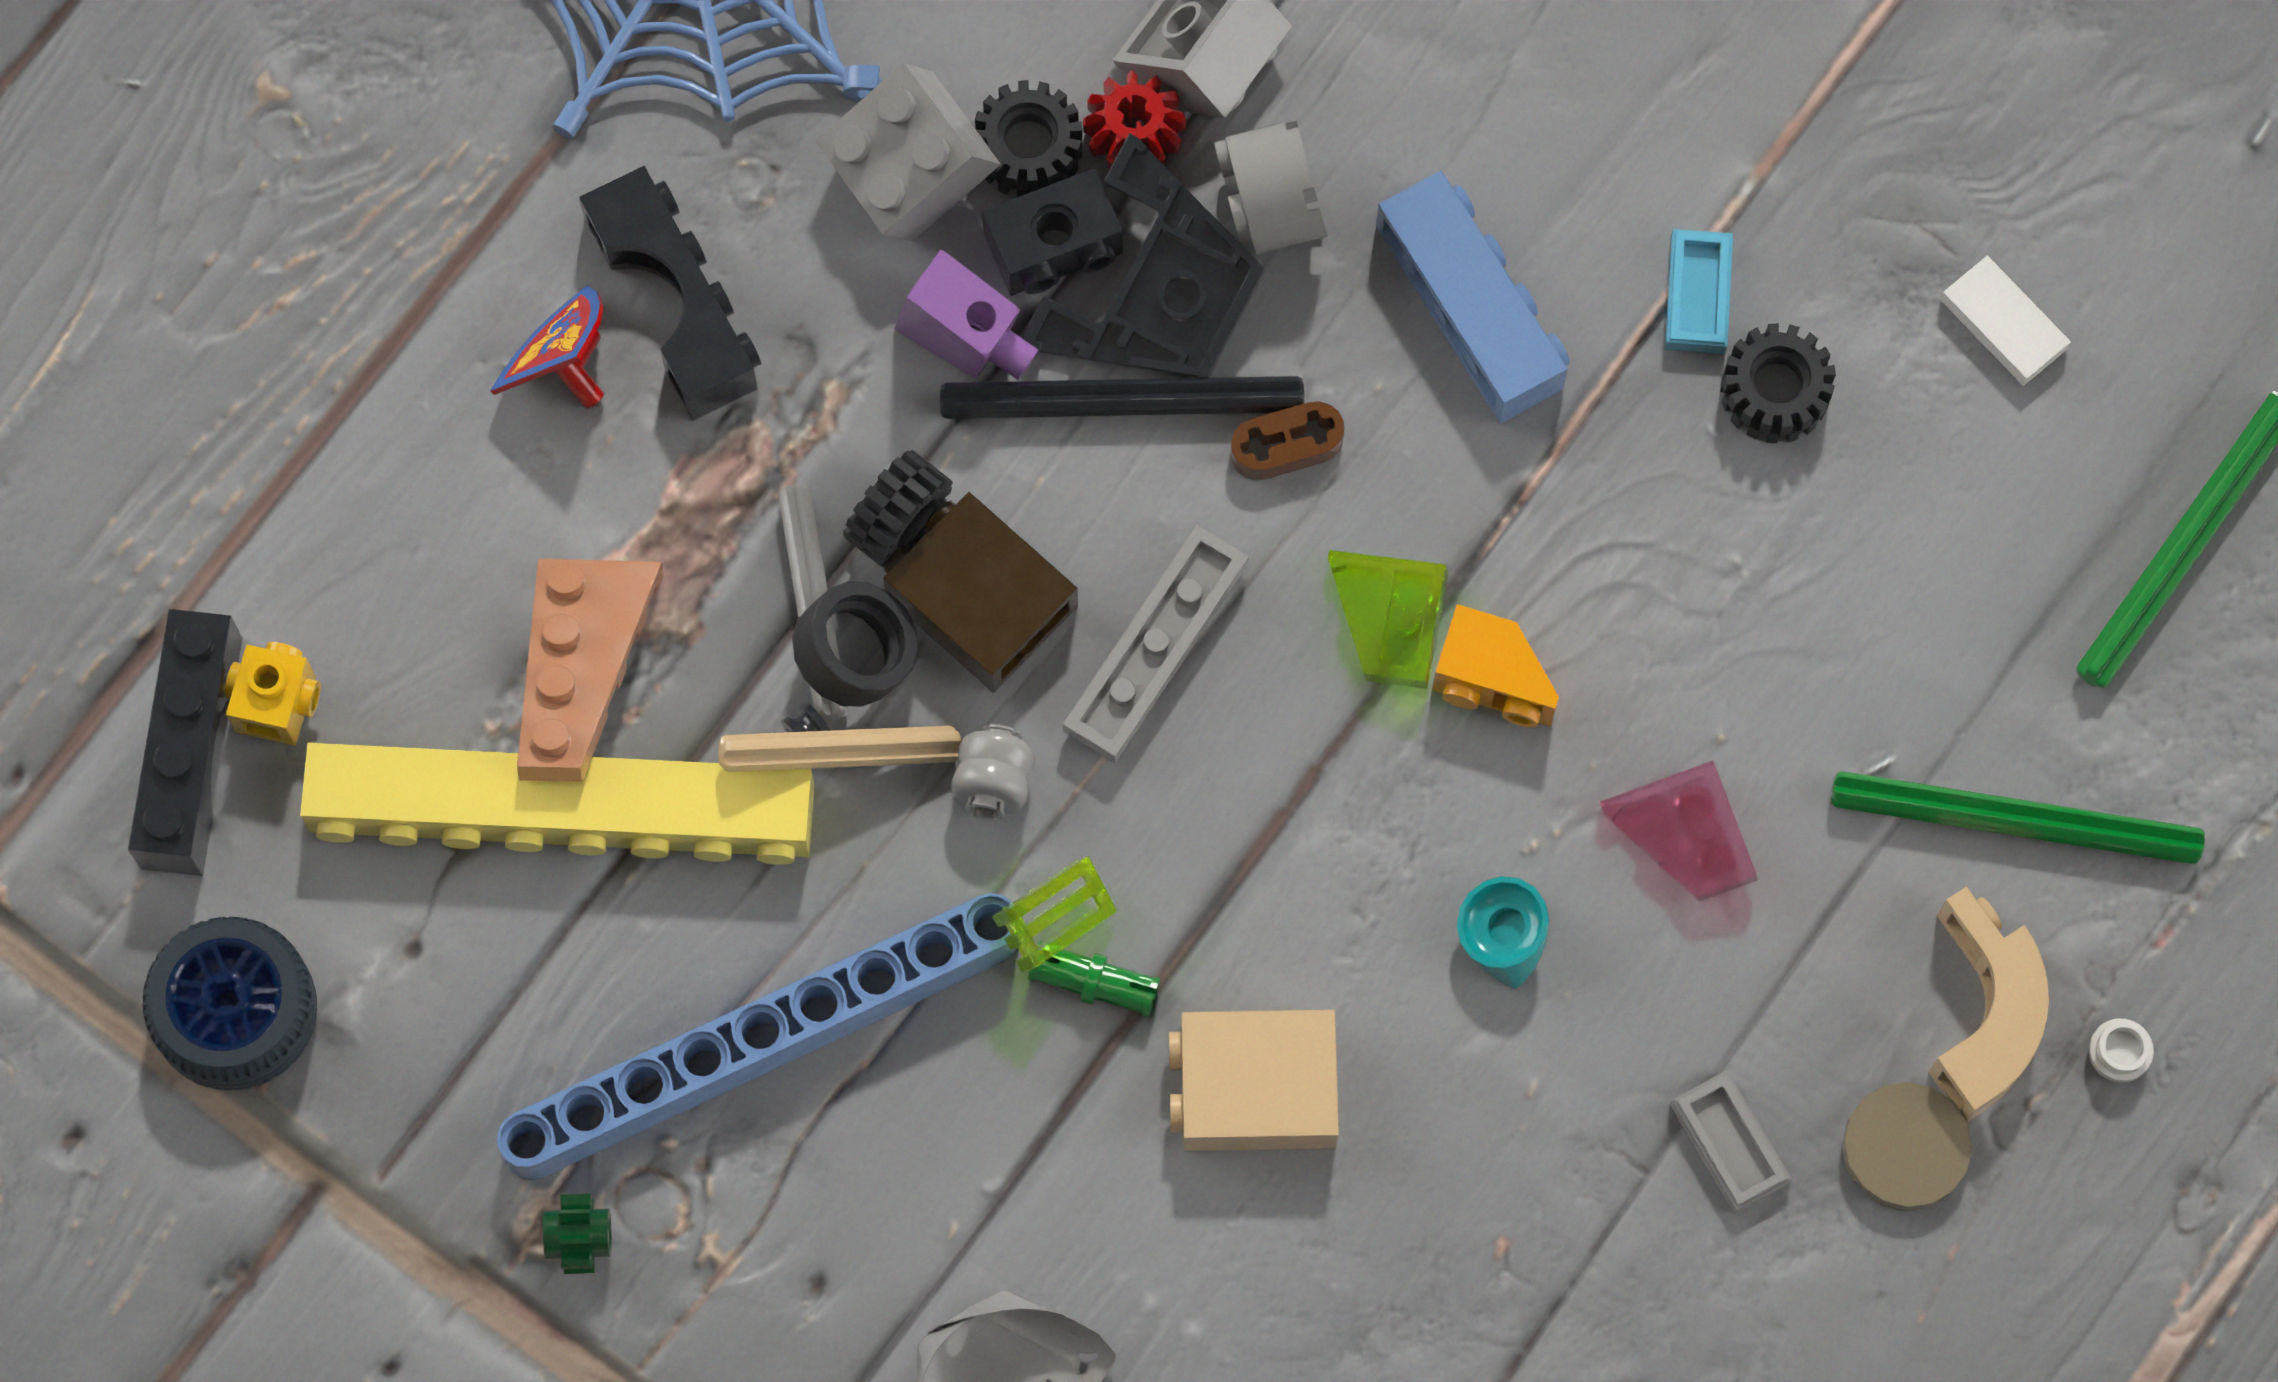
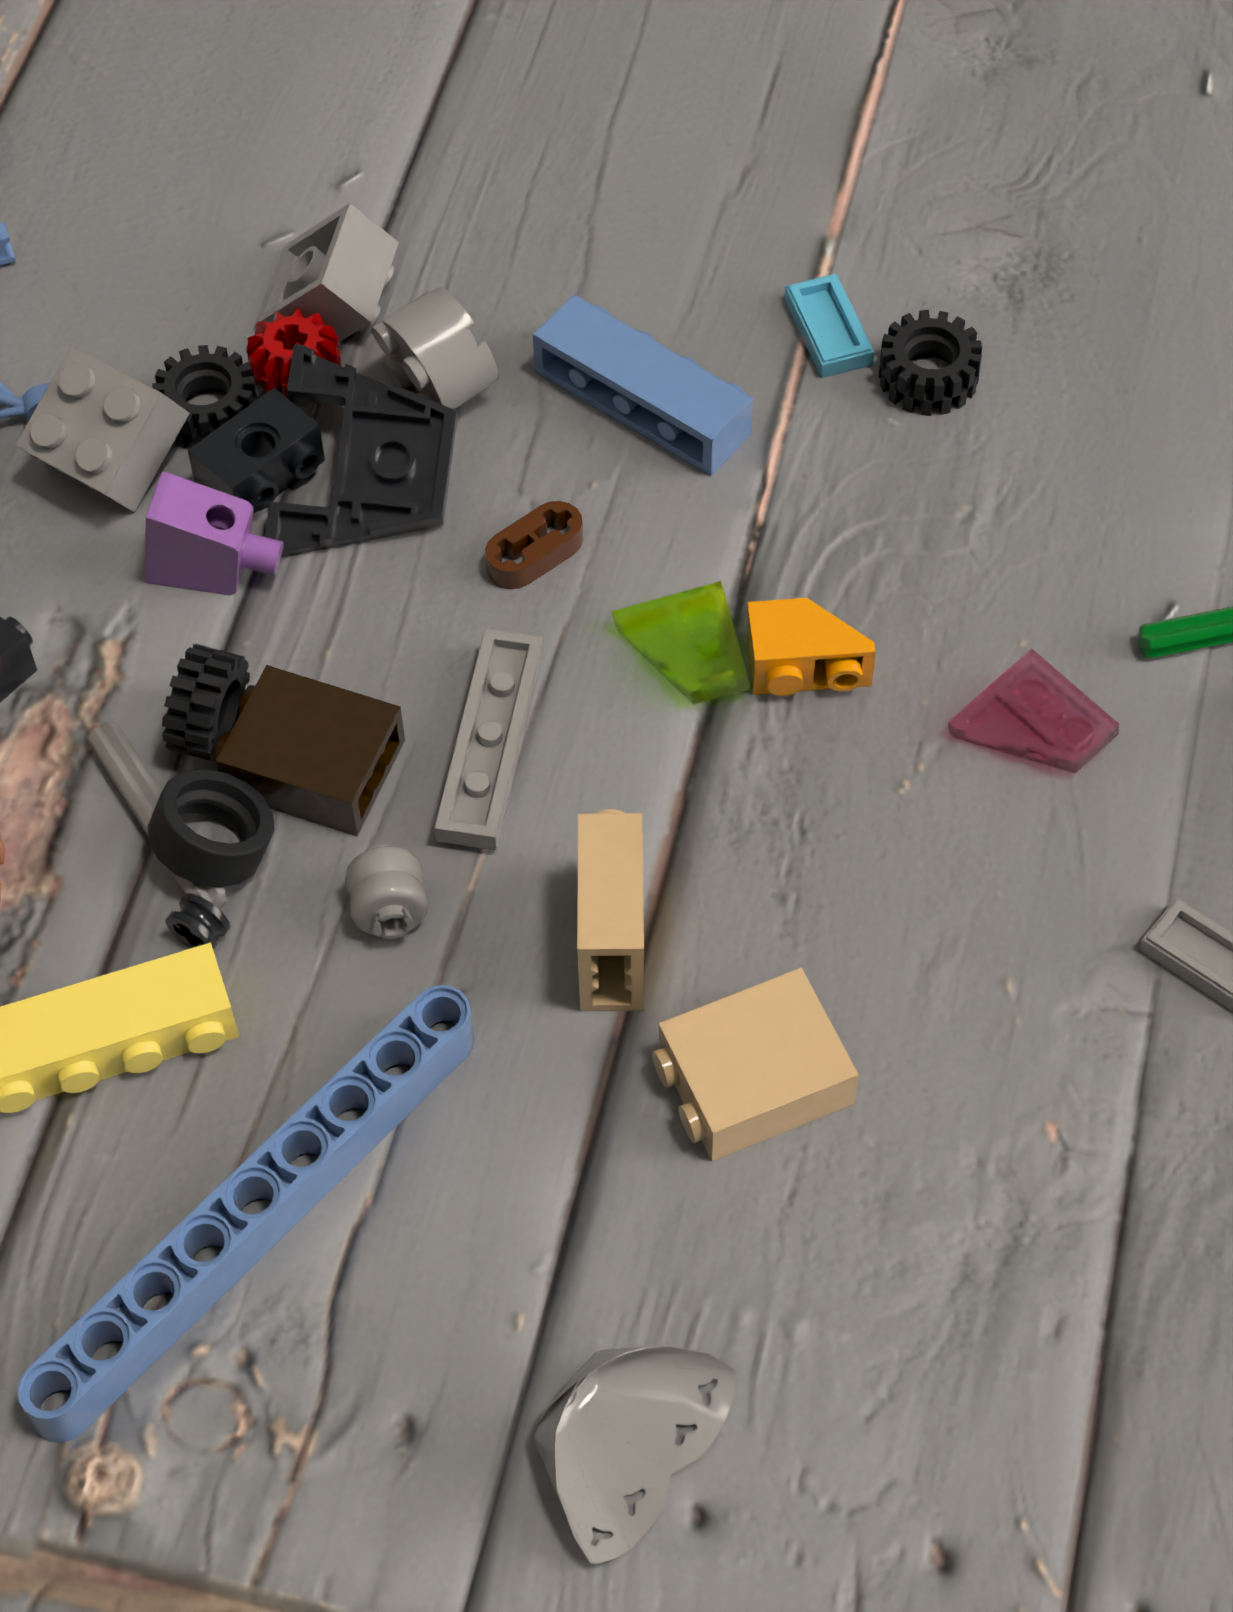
camera: 20 degrees left, 15 degrees down
(577, 1233) = (137, 1467): dark green gear -> none
(838, 748) = (228, 919): tan axle -> none
(1022, 934) = (479, 1007): clear neon green tile -> none
(1098, 981) = (559, 1037): green pin -> none
(1120, 397) = (366, 562): black axle -> none
(1185, 881) = (610, 911): none -> tan brick
(1504, 928) = (920, 849): teal piece -> none
(2005, 320) = (1087, 263): white tile -> none

